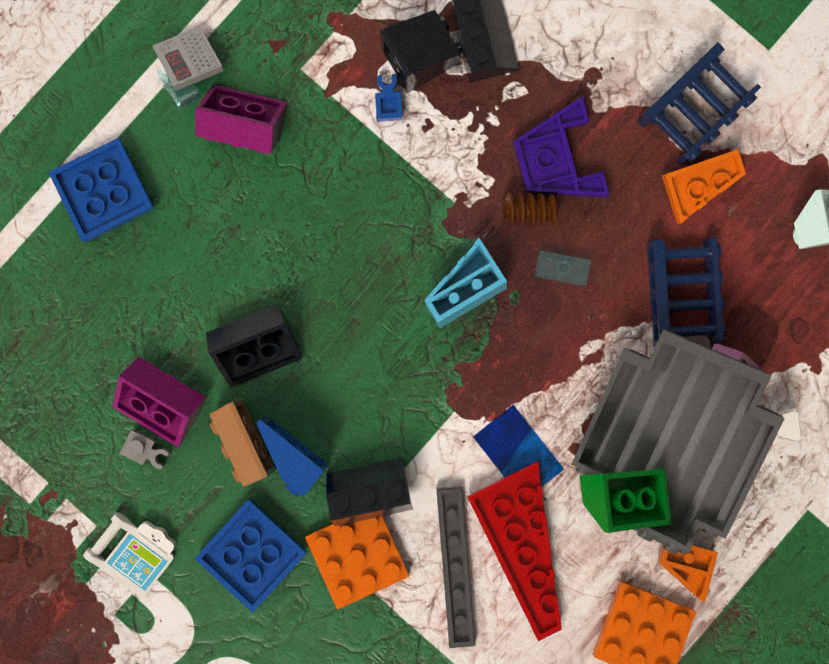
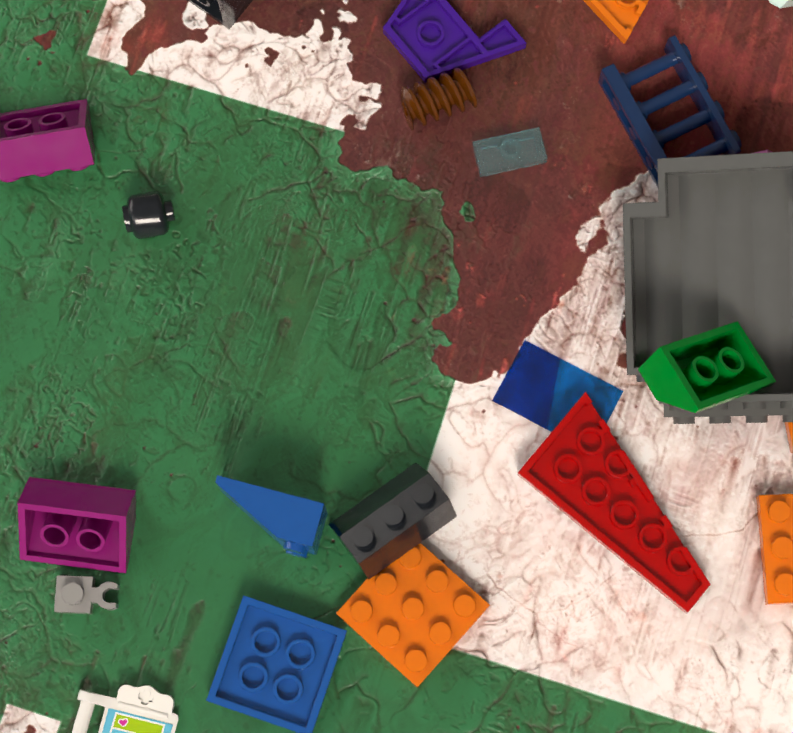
camera: 20 degrees left, 10 degrees down
(241, 443) = (204, 527): medium nougat slope -> none
(253, 345) = (170, 403): black slope -> none
(293, 206) = (148, 214): none -> black head
(388, 102) = (210, 47): blue plate -> none
(455, 567) = (543, 569): dark grey tile -> none
(466, 286) = (402, 219): medium azure wedge -> none

